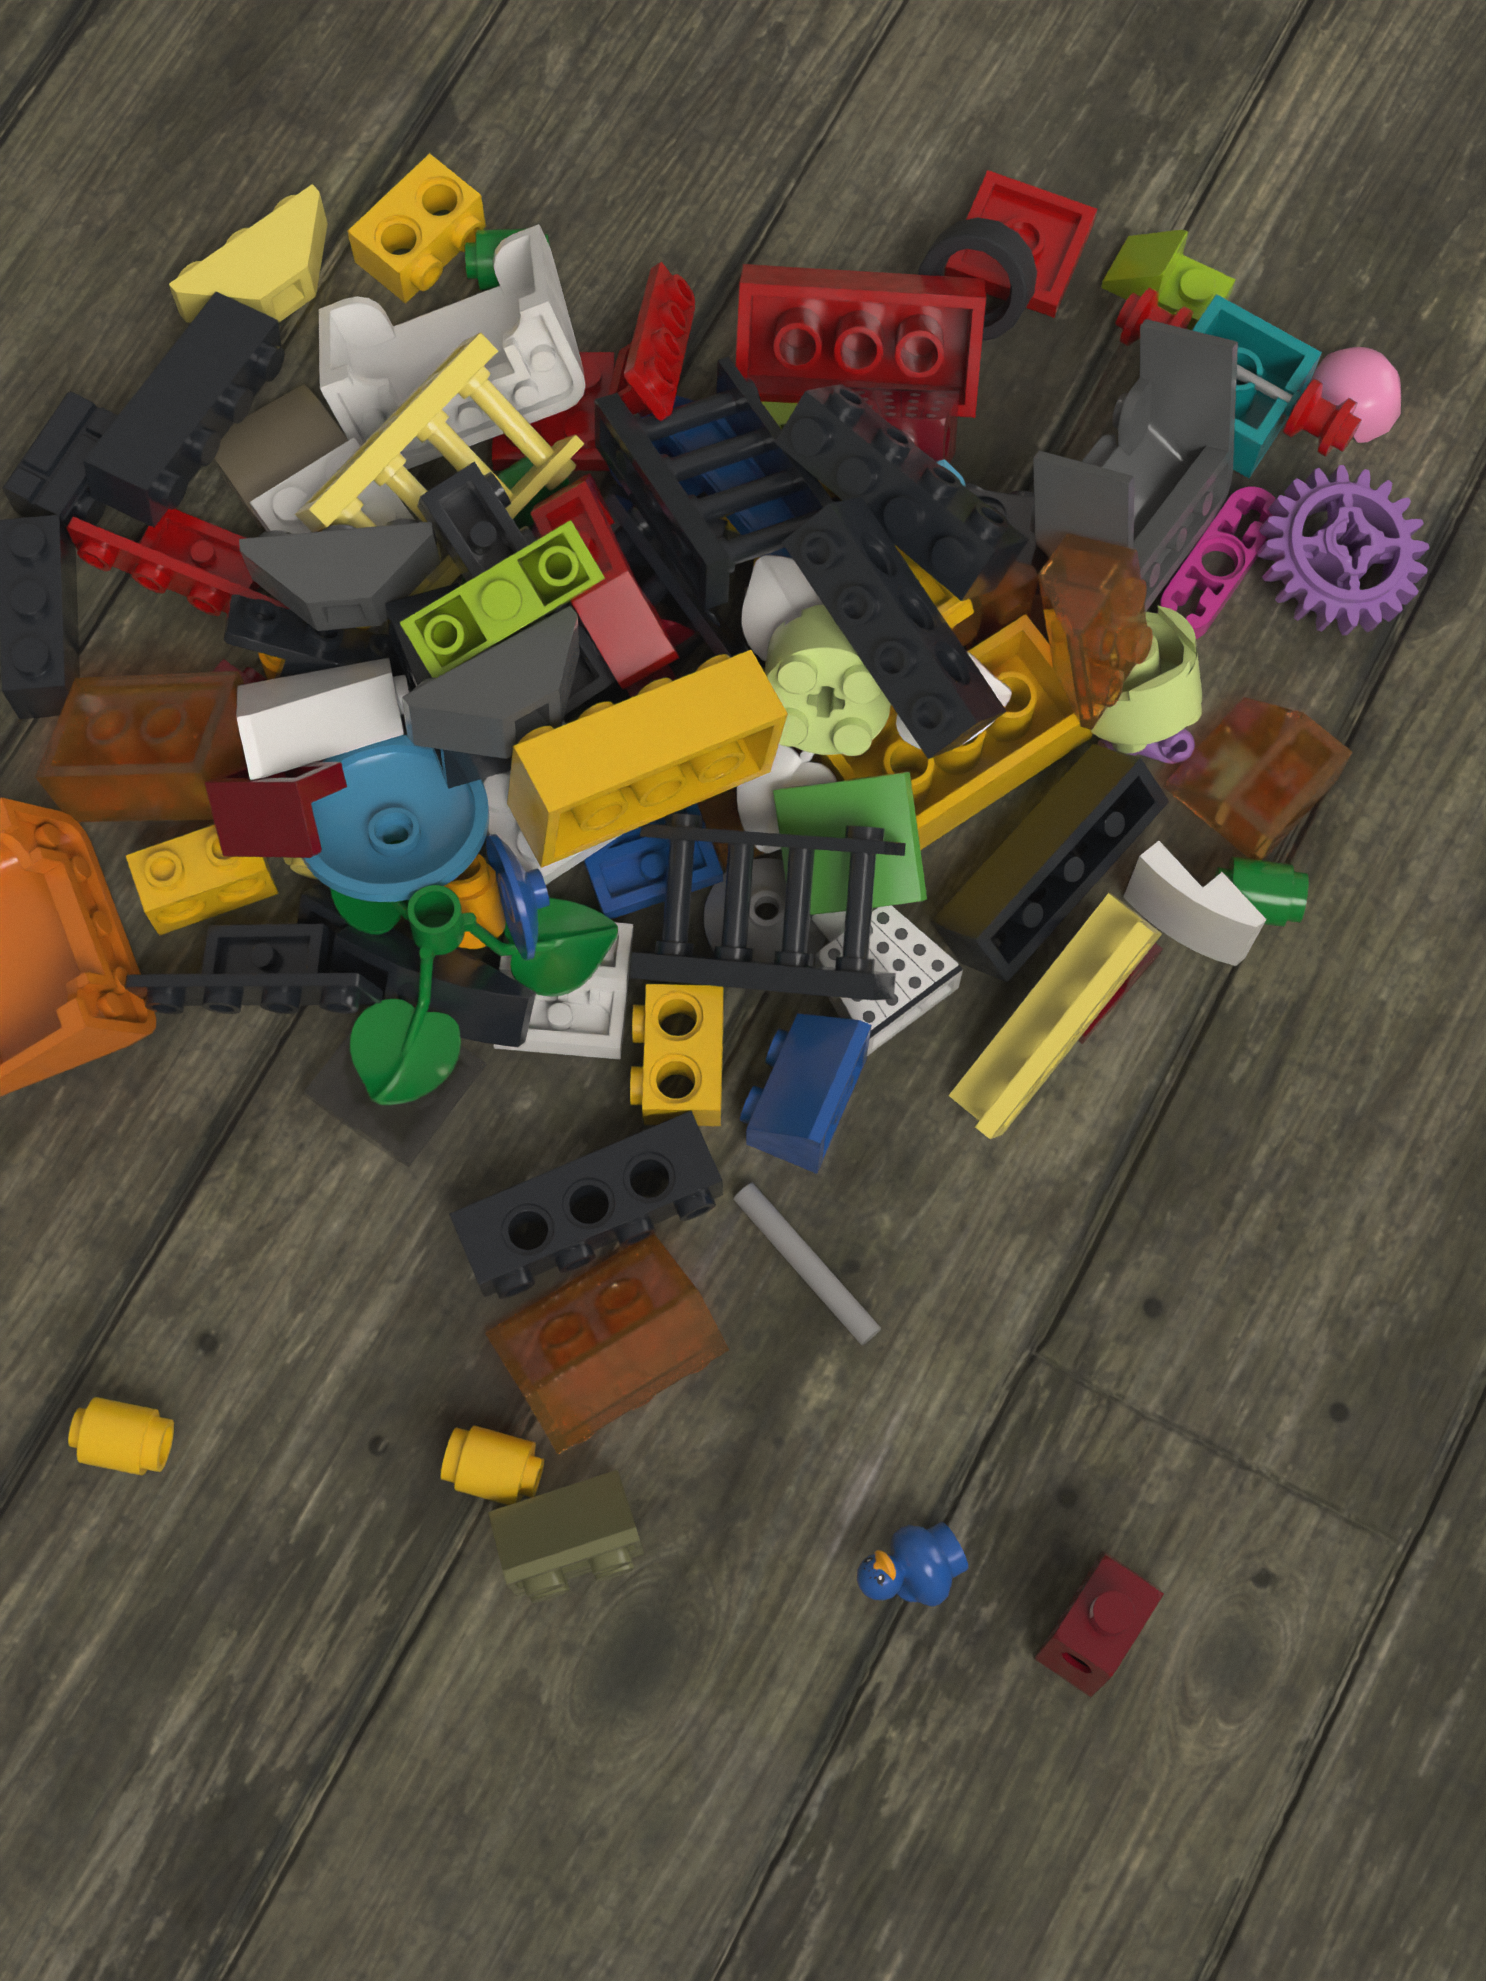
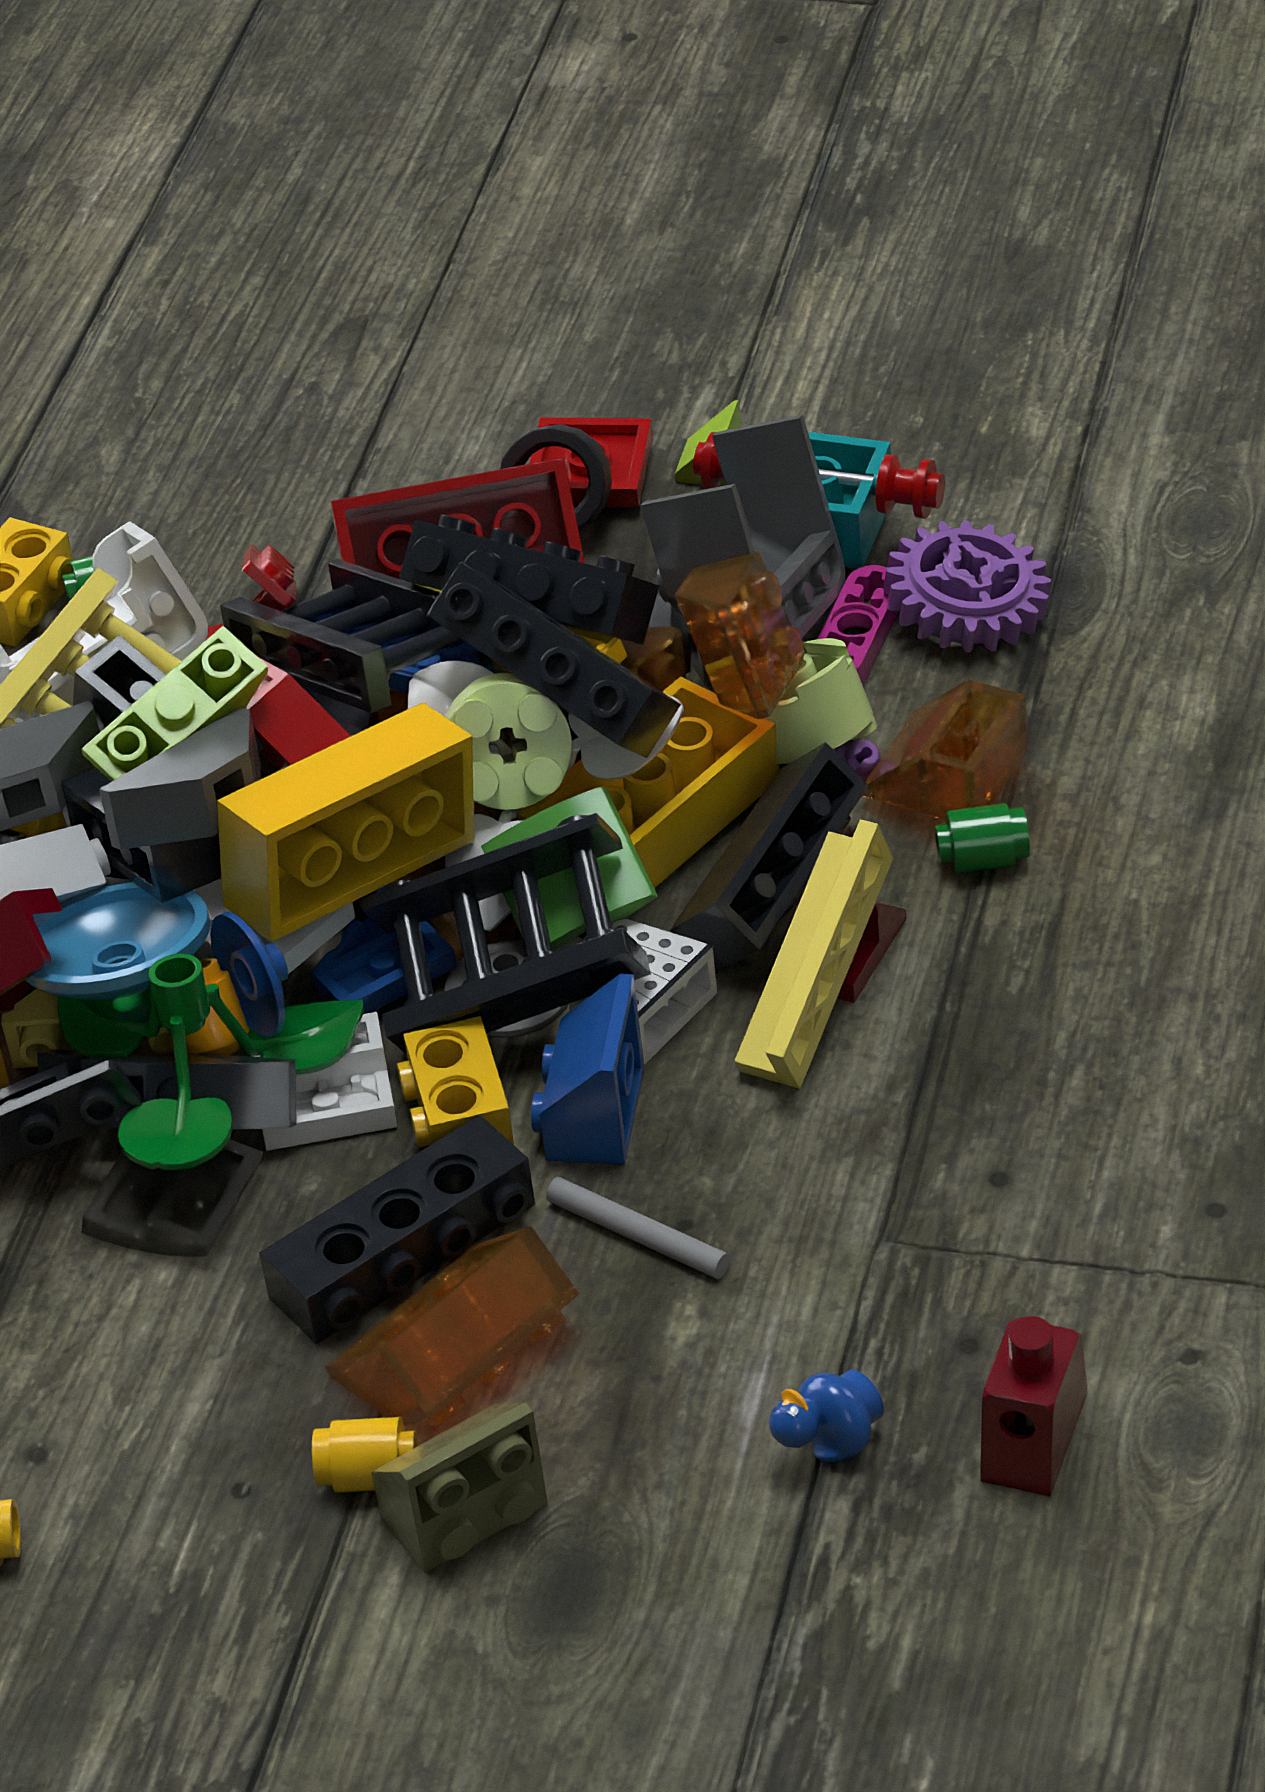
camera: 10 degrees left, 30 degrees down
(1206, 919) = (933, 844): white slope -> none
(1366, 379) = (963, 486): bright pink hair -> none

